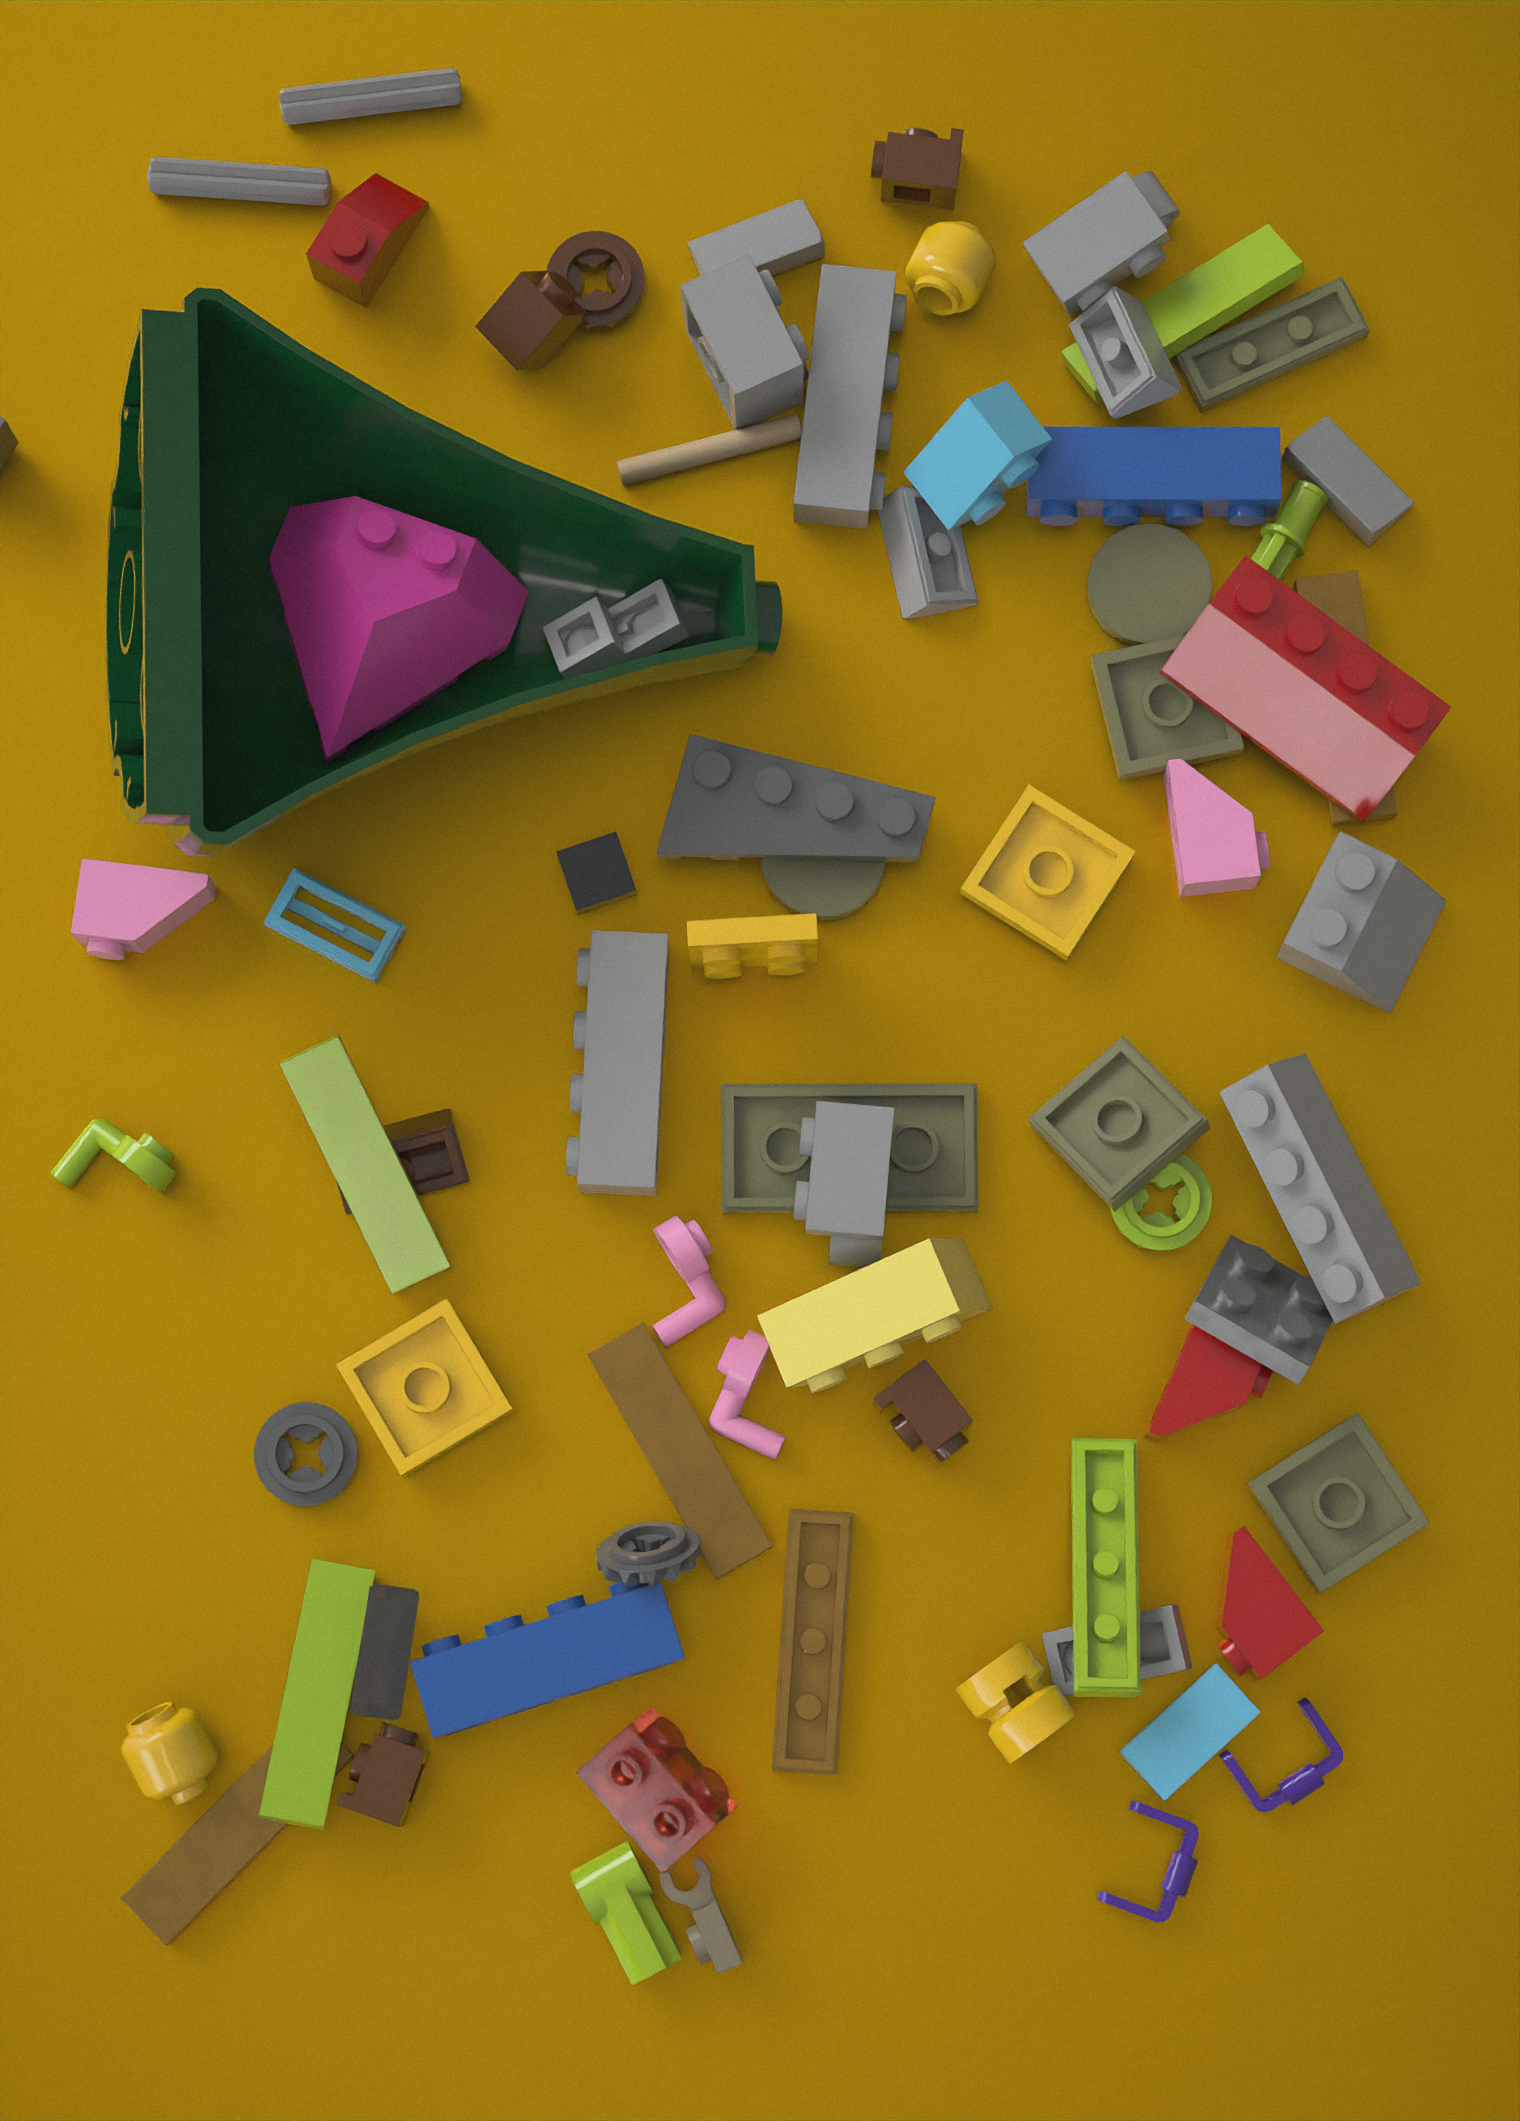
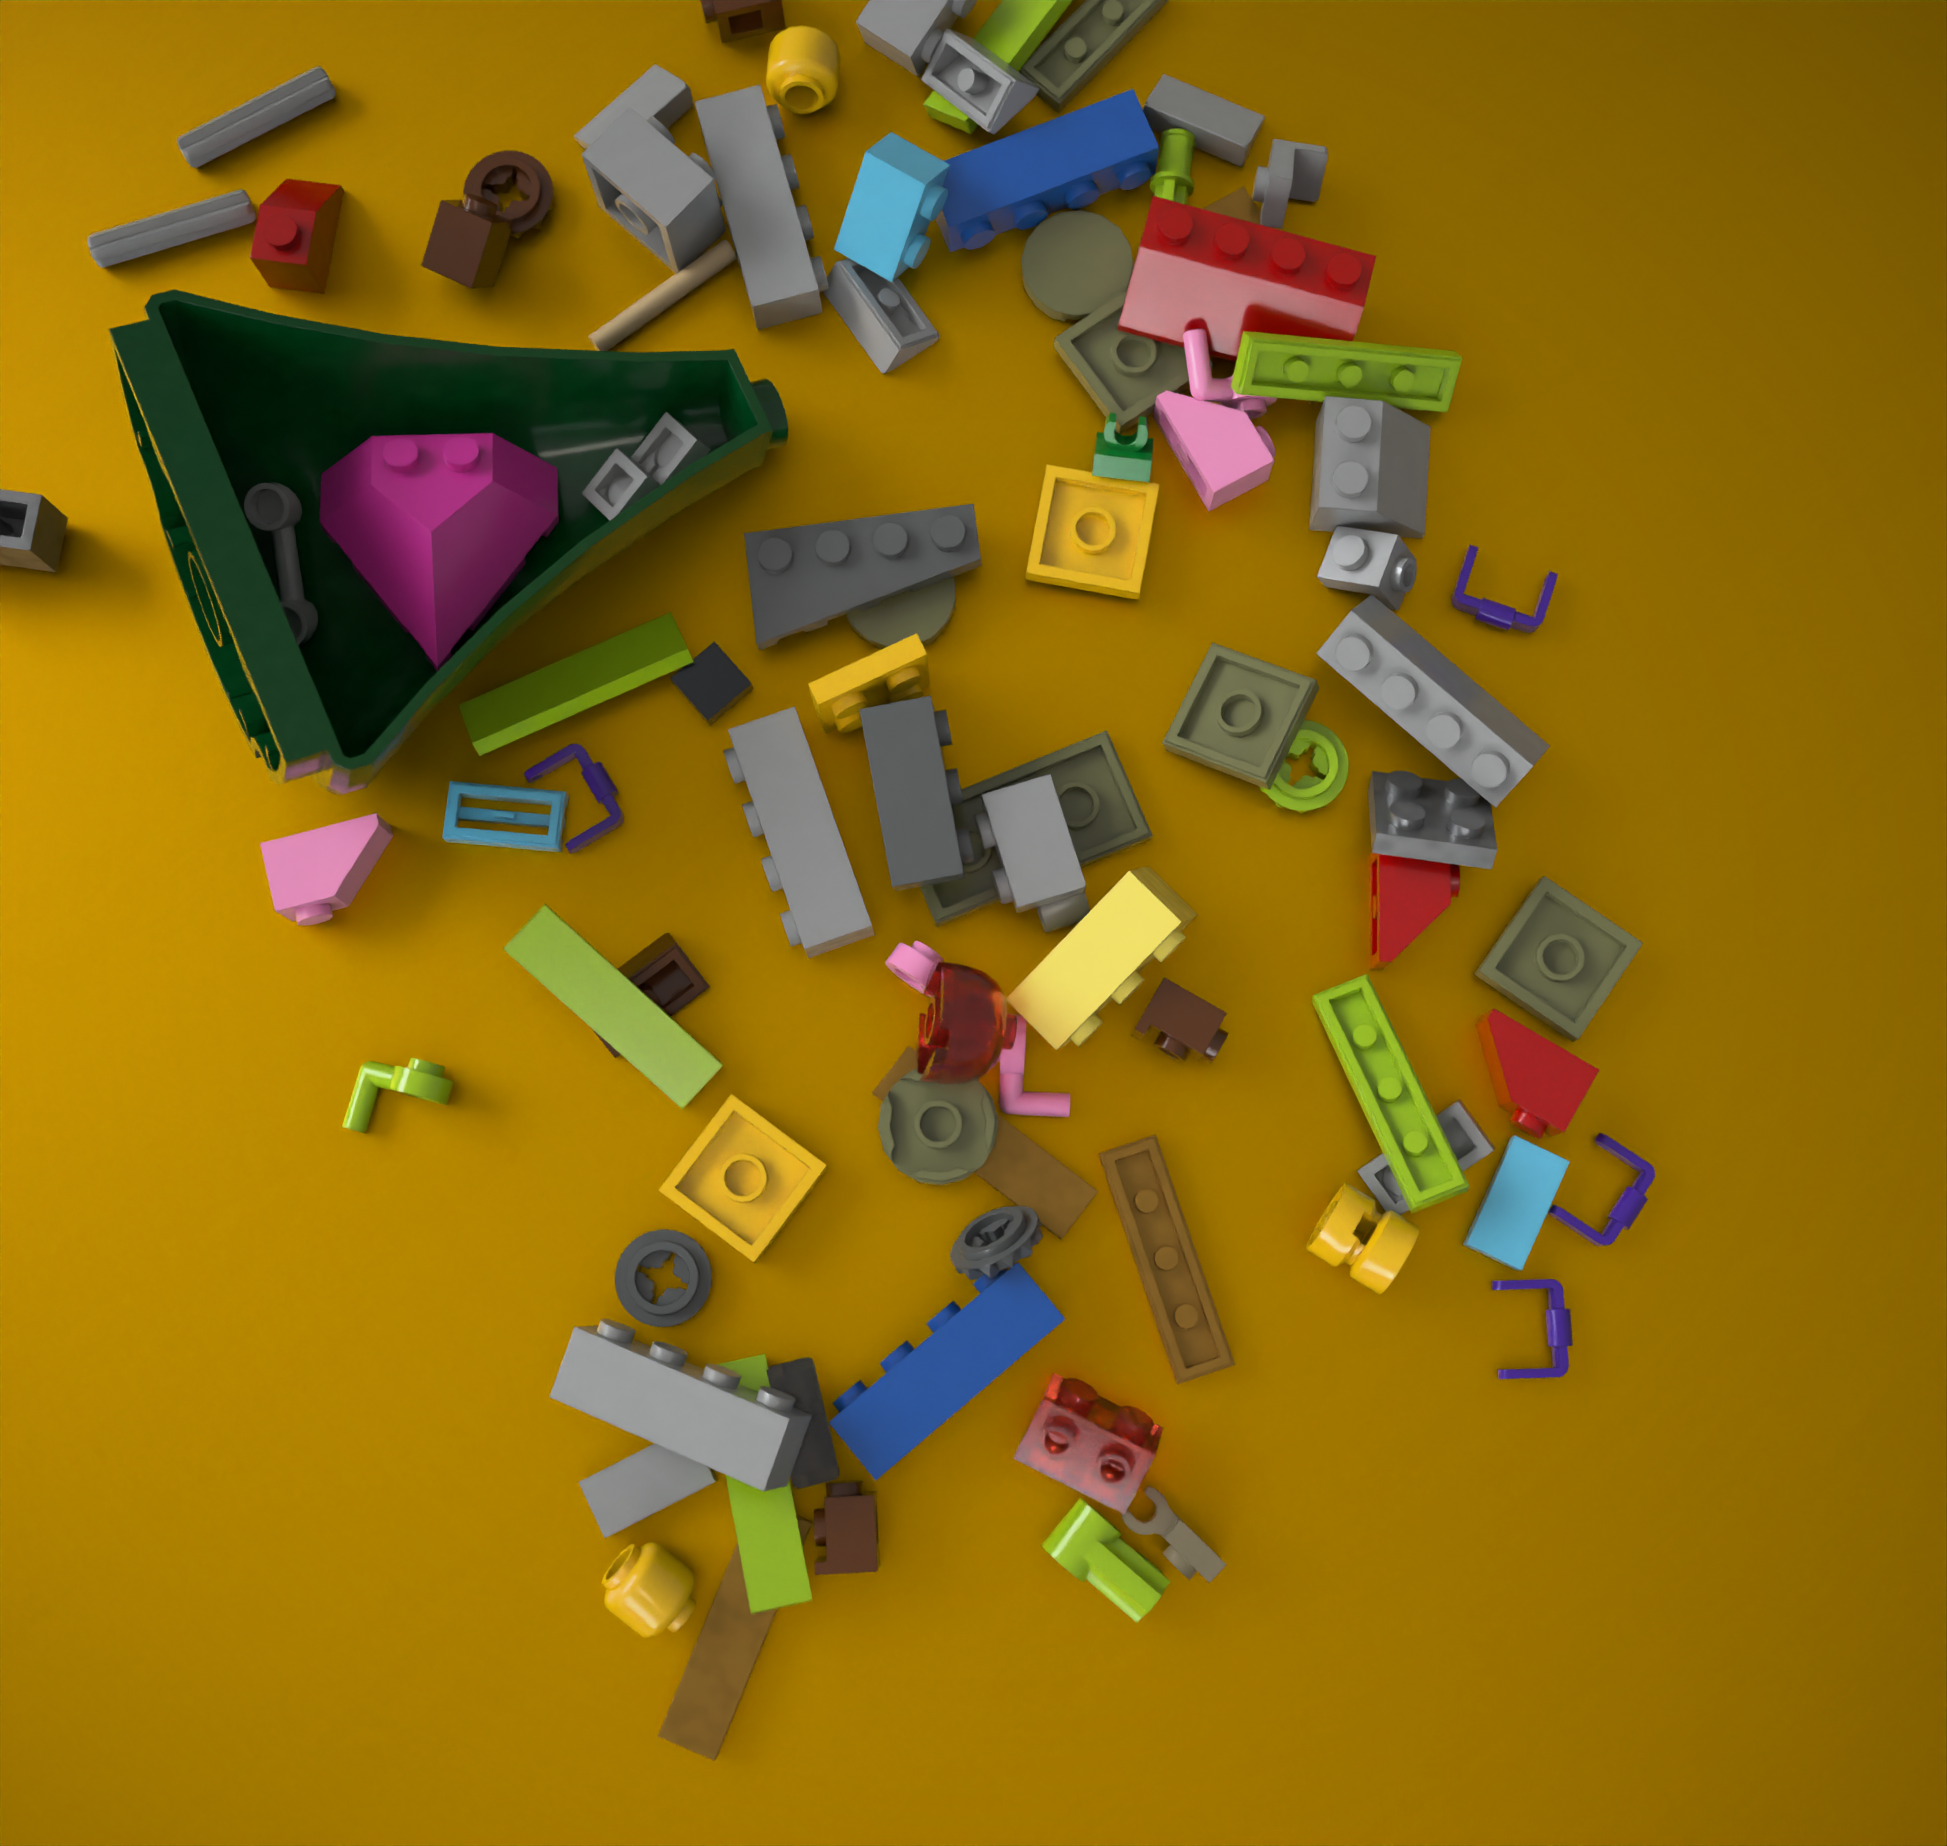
camera: 25 degrees left, 0 degrees up
(210, 1648) = (642, 1486): none -> light grey tile
(229, 528) = (278, 510): none -> light grey bar
(273, 1585) = (682, 1405): none -> light grey brick
(441, 927) = (599, 784): none -> dark purple piece
(459, 819) = (575, 684): none -> lime tile
(639, 1413) = (937, 1129): none -> olive tile
(701, 1325) = (962, 1025): none -> clear red cylinder
(751, 1072) = (916, 793): none -> dark grey wedge
(1112, 805) = (1123, 455): none -> green tile
(1261, 791) = (1215, 389): none -> bright pink plate
(1318, 1021) = (1369, 565): none -> light grey bracket
(1374, 813) = (1345, 369): none -> lime tile
(1412, 575) = (1292, 172): none -> light grey bracket
(1429, 1122) = (1496, 613): none -> dark purple piece

